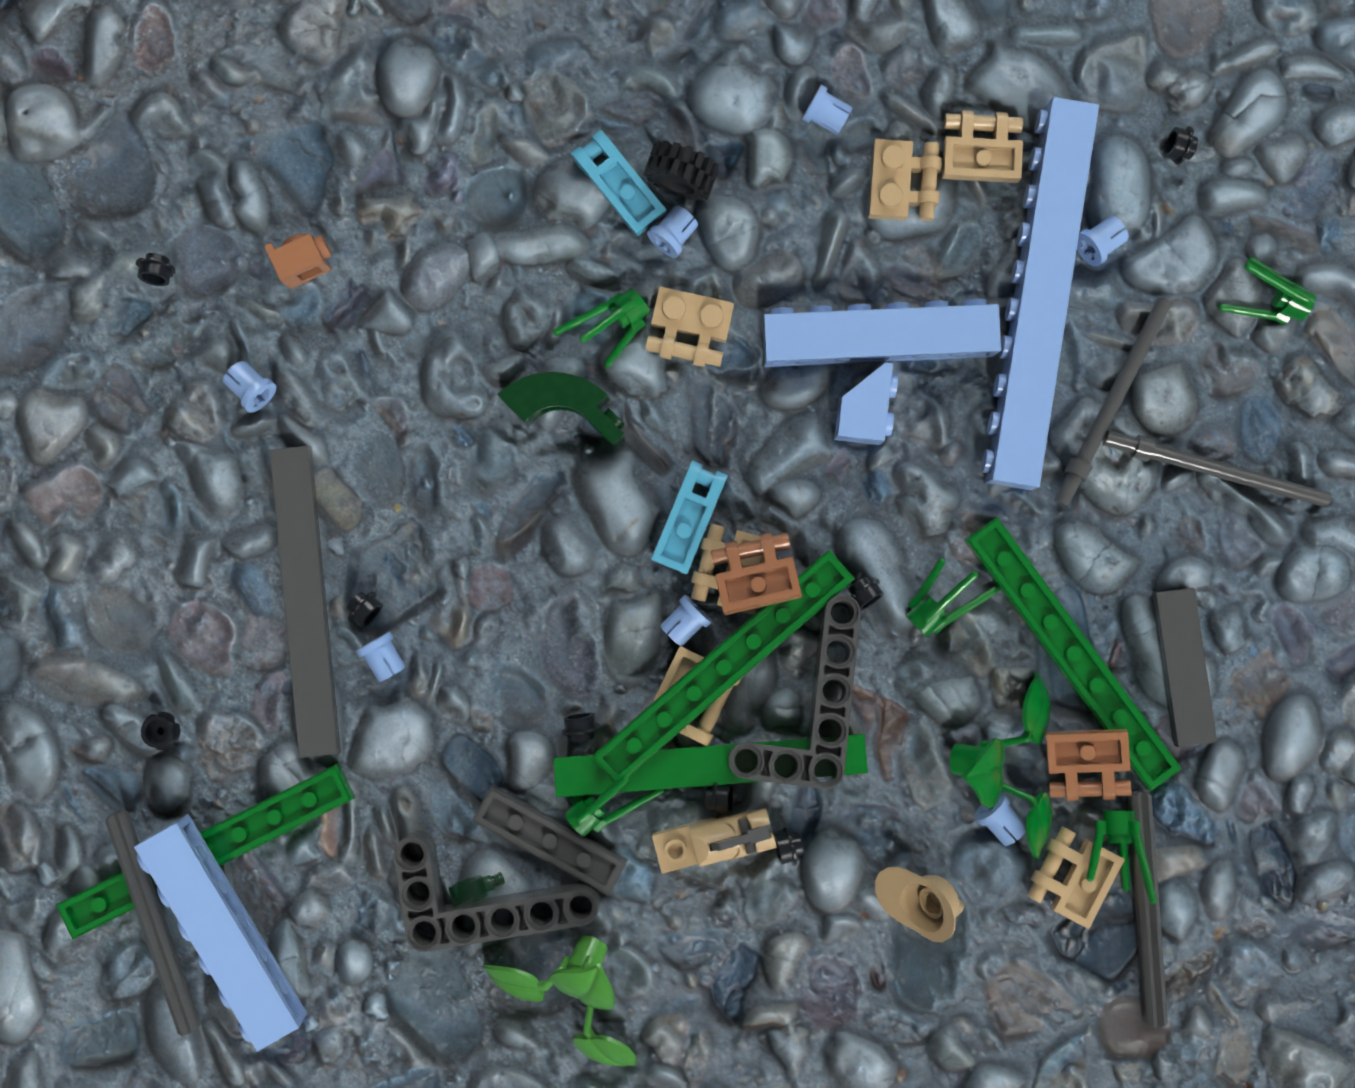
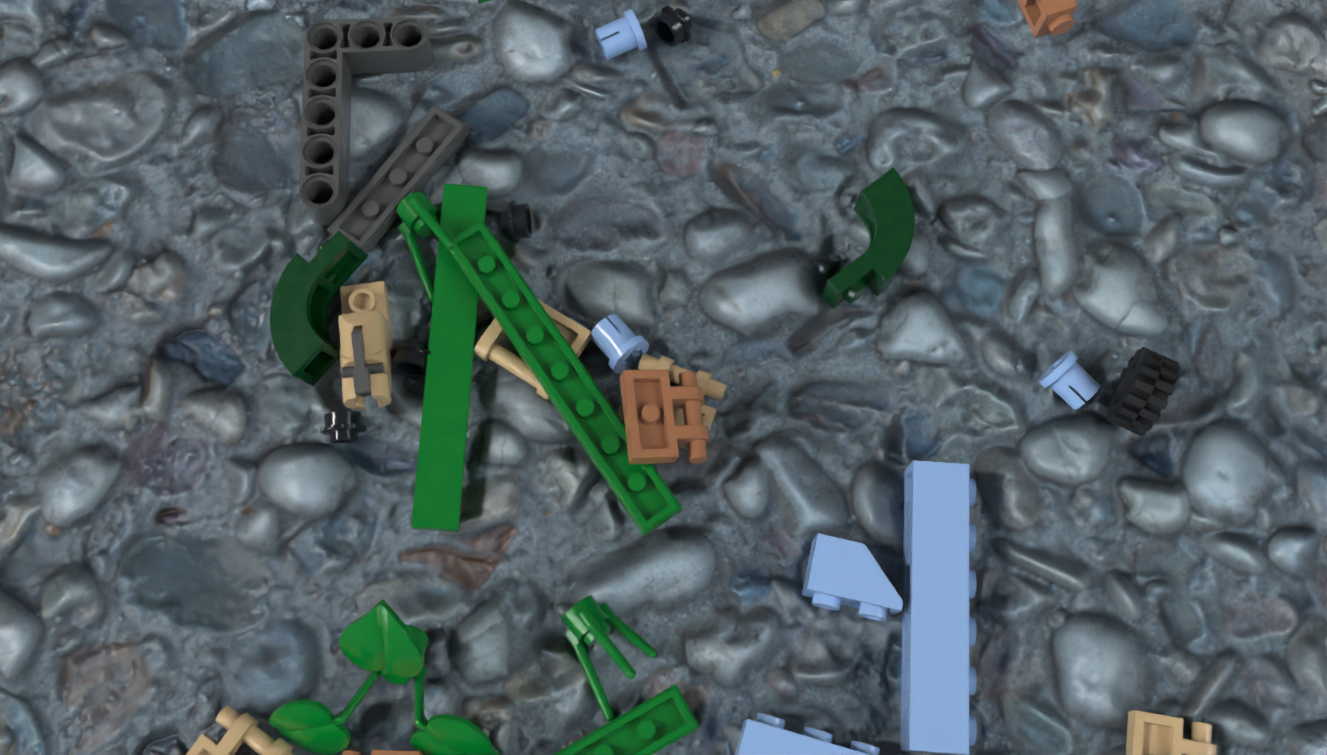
camera: 90 degrees right, 15 degrees down
(474, 888) = (362, 99): clear green piece -> none
(580, 978) = (255, 190): bright green plant -> none
(619, 184) = (1125, 329): medium azure plate -> none
(624, 309) = (979, 319): green plant -> none
(688, 519) = (735, 361): medium azure plate -> none
(689, 903) = (302, 305): none -> dark green arch
(693, 316) = (970, 392): tan plate -> none
(820, 710) = (494, 475): dark grey beam -> none
(827, 111) = (1214, 575): light blue bush -> none
(866, 592) = (624, 551): black plate -> none
(891, 180) = (1129, 648): tan plate -> none
(919, 902) = (247, 570): tan piece -> none
(1001, 820) = (328, 680): light blue bush -> none

